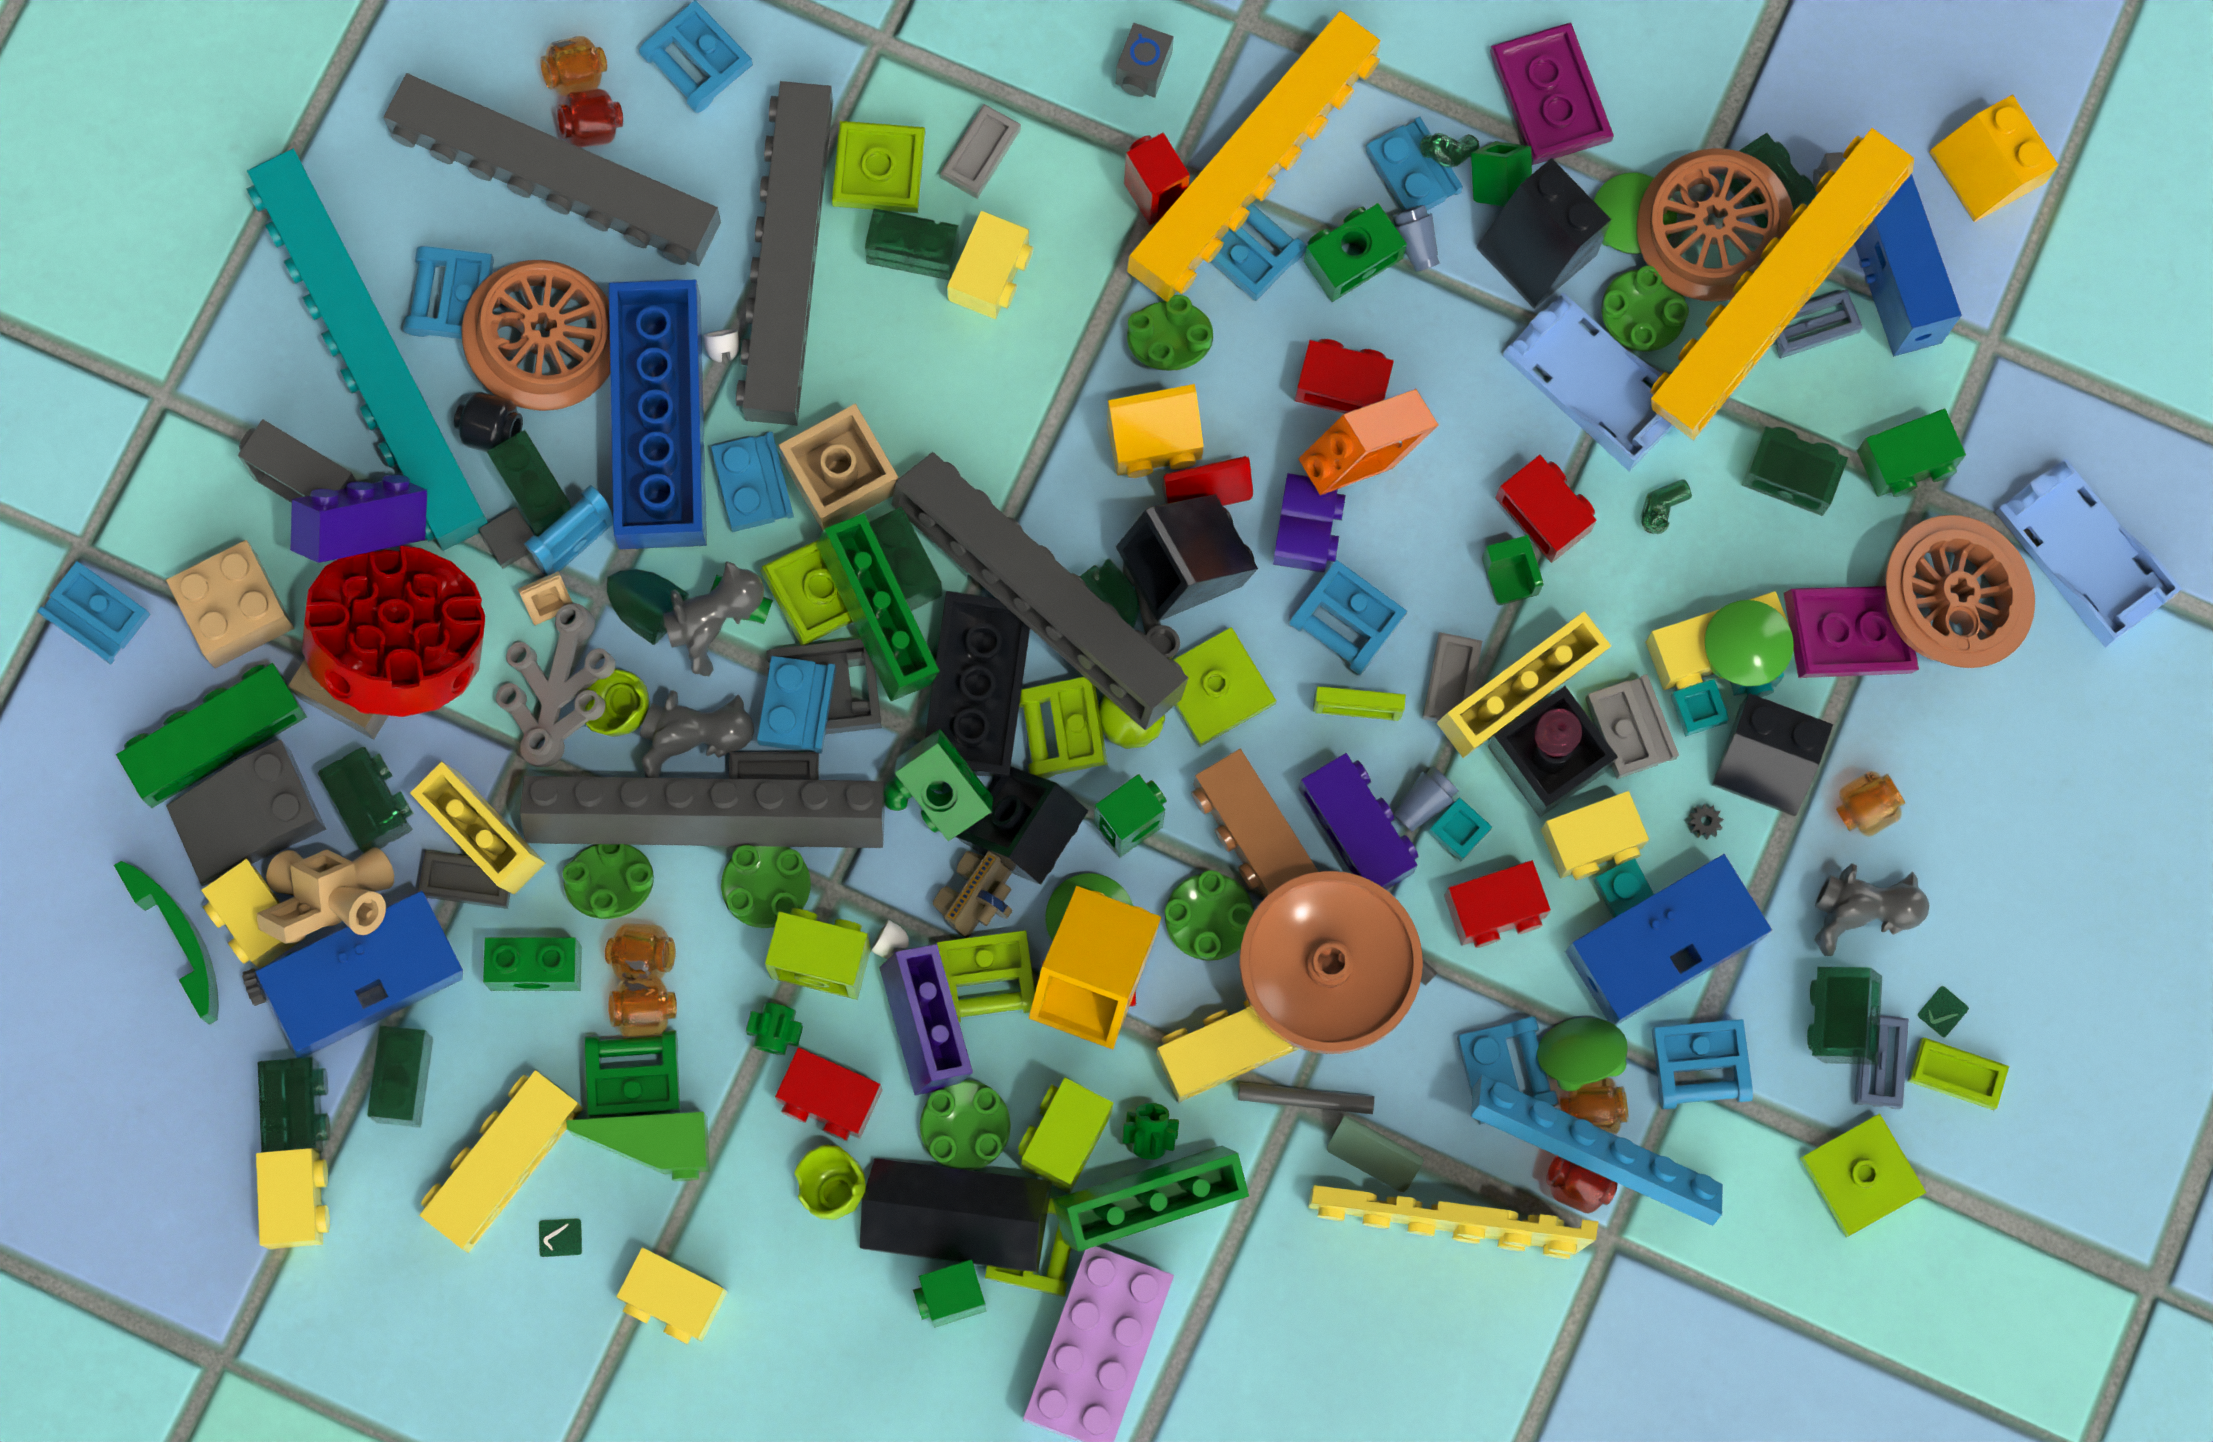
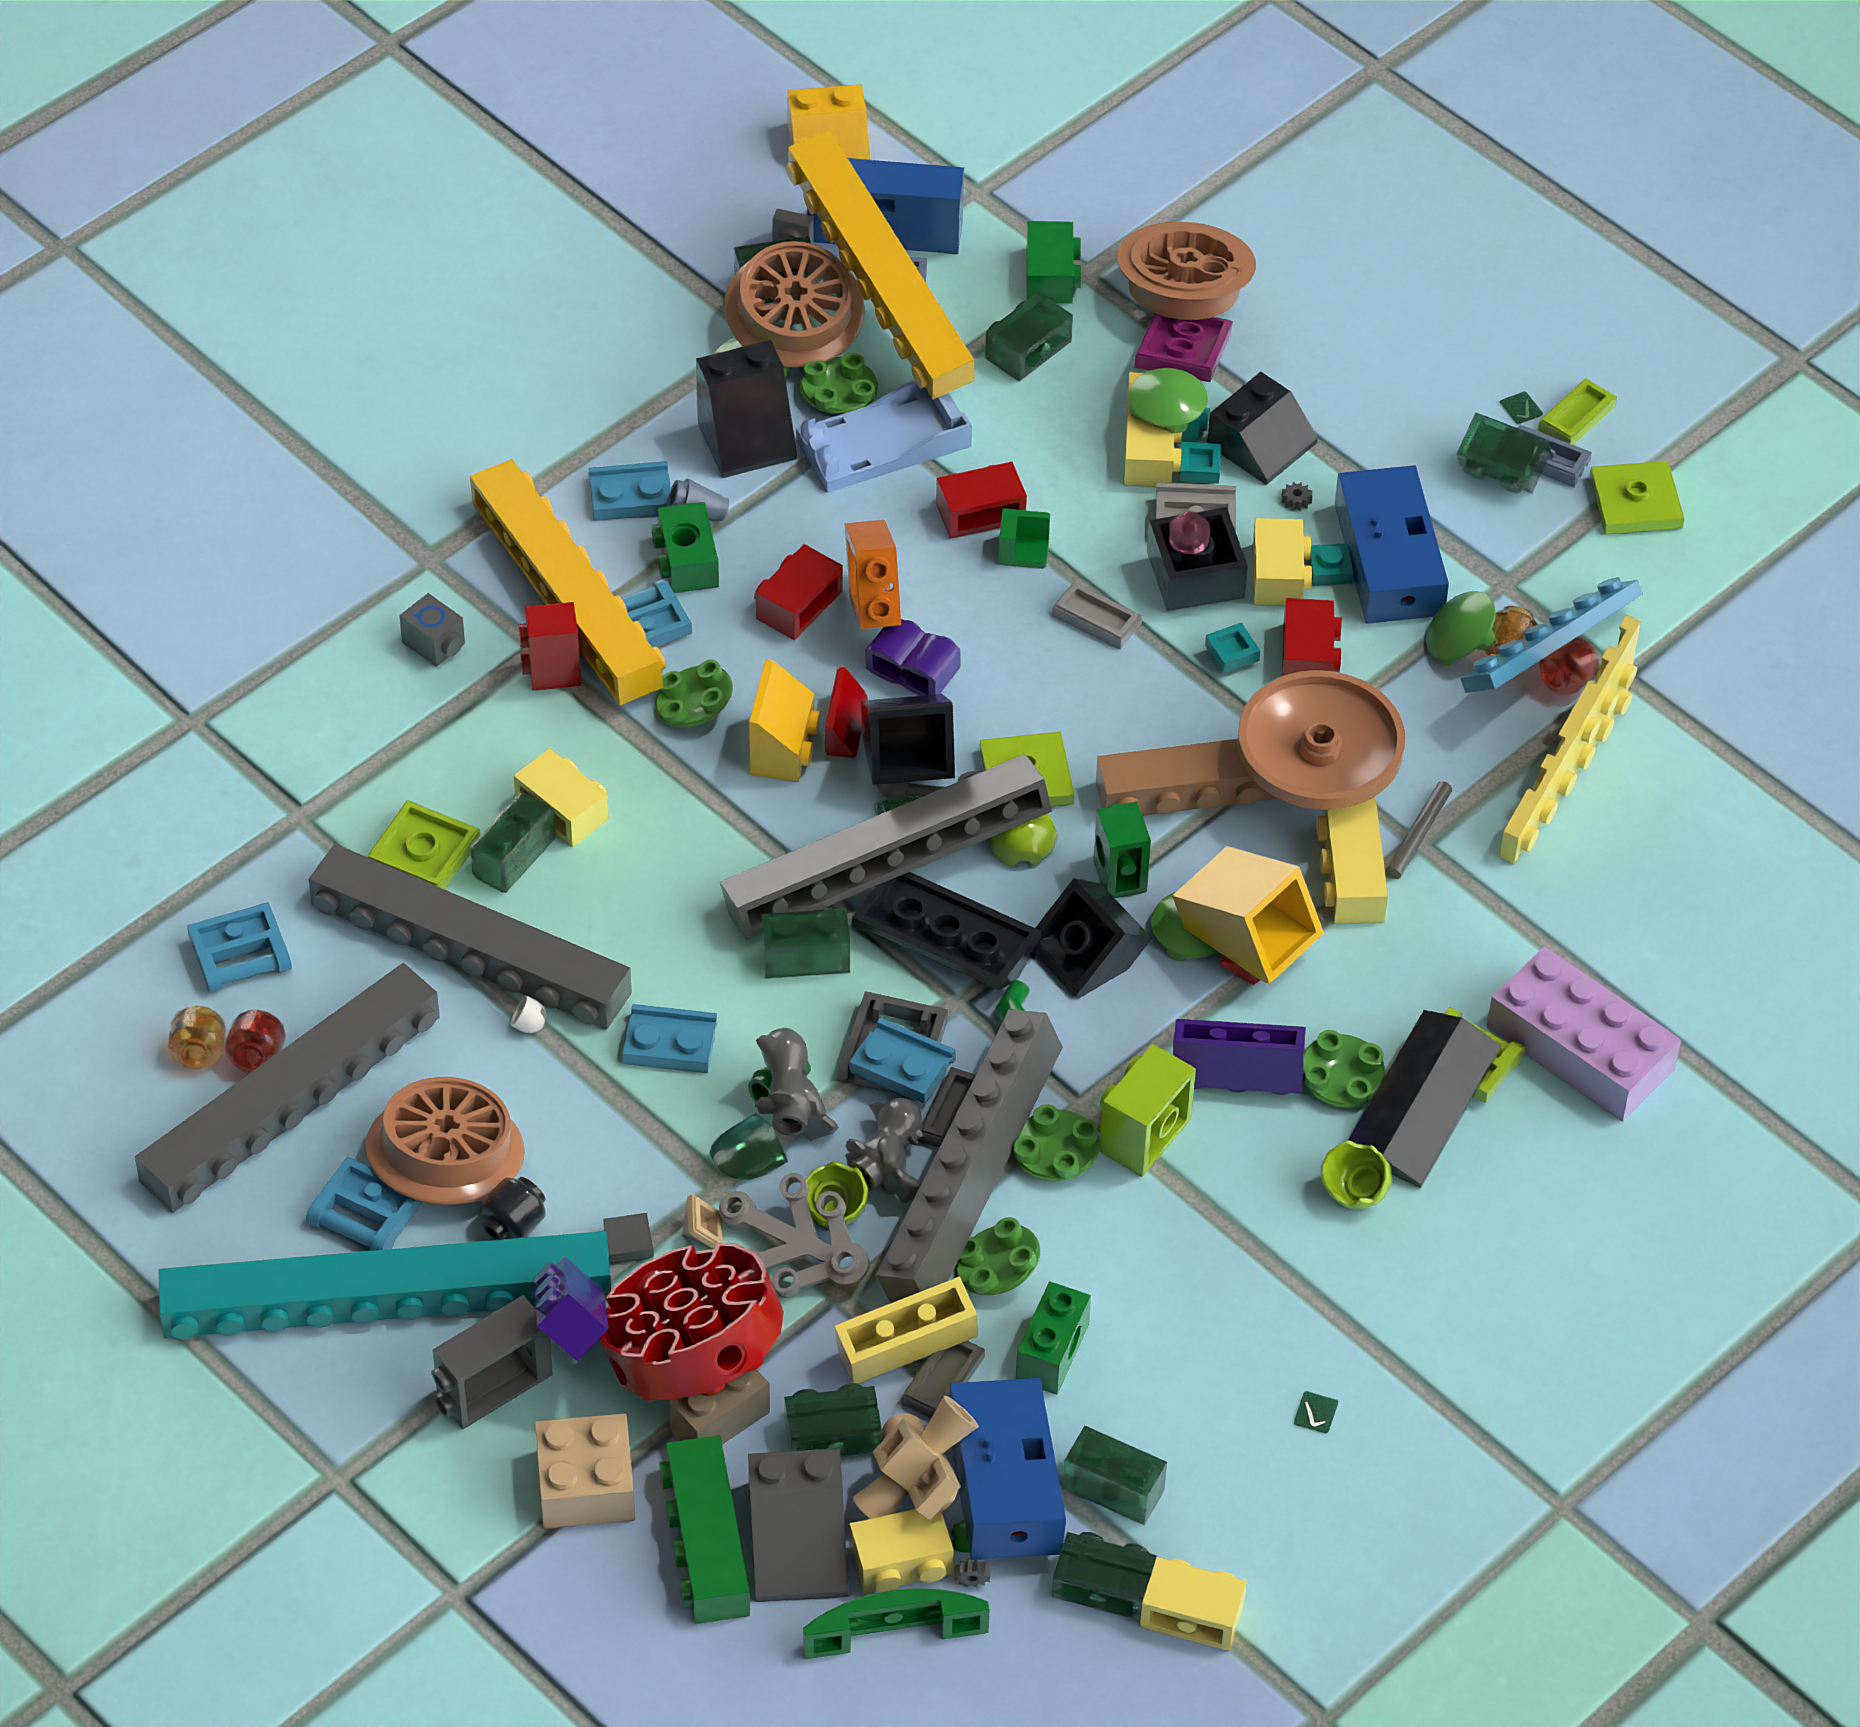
camera: 65 degrees left, 25 degrees down
(94, 612) = (533, 1593): dark azure plate -> none
(500, 1161) = (1228, 1424): light yellow brick -> none
(529, 482) = (587, 1193): clear green brick -> none
(571, 532) = (649, 1166): dark azure plate -> none
(632, 1088) = (1202, 1305): green plate -> none
(640, 951) = (1079, 1253): clear orange head -> none
(641, 1007) = (1130, 1268): clear orange head -> none
(657, 414) = (579, 1073): blue brick -> none
(661, 1142) = (1262, 1300): bright green slope -> none
(670, 1295) = (1409, 1331): light yellow brick -> none
(774, 1028) = (1195, 1174): green gear -> none
(806, 593) = (805, 1006): lime plate -> none
(828, 1095) = (1273, 1155): red brick -> none
(839, 467) = (698, 956): tan brick -> none
(877, 607) = (847, 960): green brick -> none
(940, 761) = (1032, 970): brick -> none
(950, 1294) = (1496, 1110): green brick -> none
(980, 151) = (447, 776): light grey tile -> none
(980, 897) = (1146, 1005): dark tan hips -> none
(989, 961) = (1204, 994): lime plate -> none
(1066, 1134) = (1387, 983): lime brick -> none
(1075, 725) = (1018, 870): lime plate -> none
(1150, 1131) = (1406, 935): green gear -> none
(1150, 1198) = (1469, 944): green brick -> none
(1208, 916) = (1232, 827): bright green dish -> none
(1356, 605) = (1004, 650): dark azure plate -> none
(1358, 822) = (1192, 710): dark purple brick -> none
(1359, 703) = (1091, 675): lime tile -> none
(1375, 1154) = (1487, 794): sand green slope -> none
(1426, 798) = (1195, 660): sand blue cone -> none
(1447, 150) = (630, 453): clear green arm -> none
(1487, 1054) = (1447, 699): dark azure plate -> none
(1499, 171) = (670, 431): green panel -> none
(1523, 684) = (1131, 556): light yellow brick -> none
(1551, 93) = (614, 382): magenta tile -> none
(1659, 503) = (1011, 433): clear green arm -> none
(1702, 1048) = (1489, 559): dark azure plate -> none
(1855, 903) = (1412, 420): dark grey animal -> none
(1870, 803) = (1332, 383): clear orange head -> none
(2087, 553) = (1201, 189): light blue piece -> none

